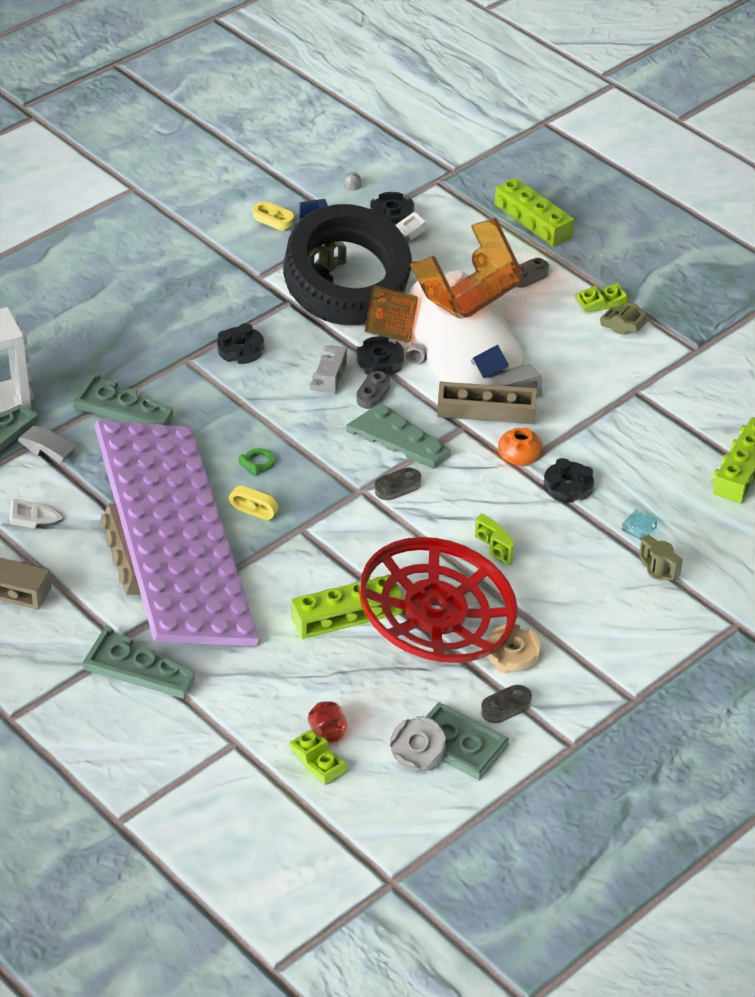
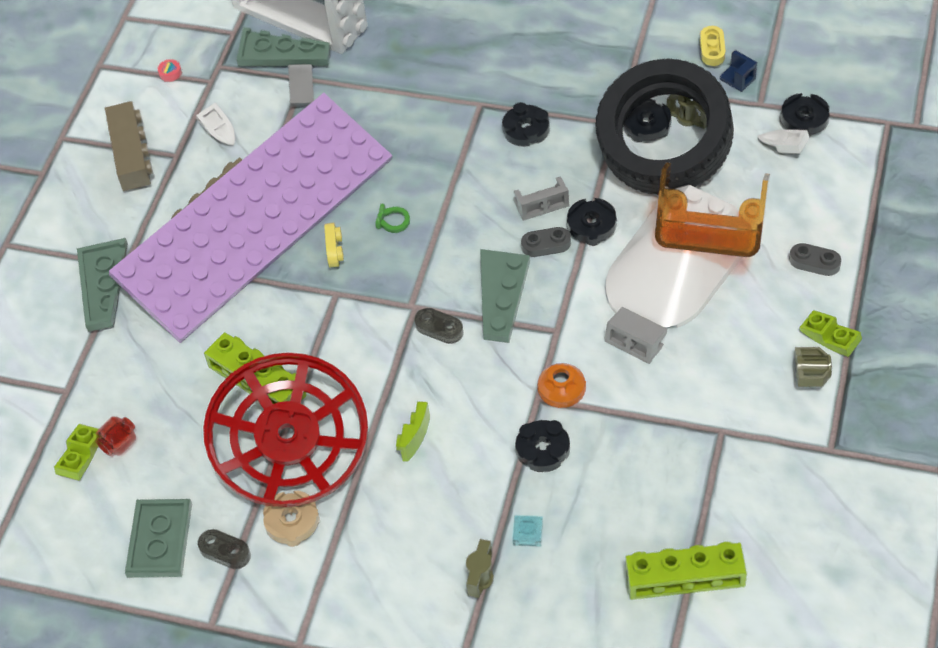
camera: 65 degrees right, 10 degrees up
(115, 402) = (385, 97): sand green wing -> none
(352, 181) = (815, 67): light grey hinge -> none
(391, 314) = (633, 194): clear orange tile -> none
(417, 354) = (618, 241): light grey hinge -> none
(418, 744) = (128, 510): light grey tile -> none
(487, 402) = (579, 322): dark tan brick -> none
(490, 361) = (635, 299): dark blue panel -> none
(534, 211) = (904, 213): lime brick -> none

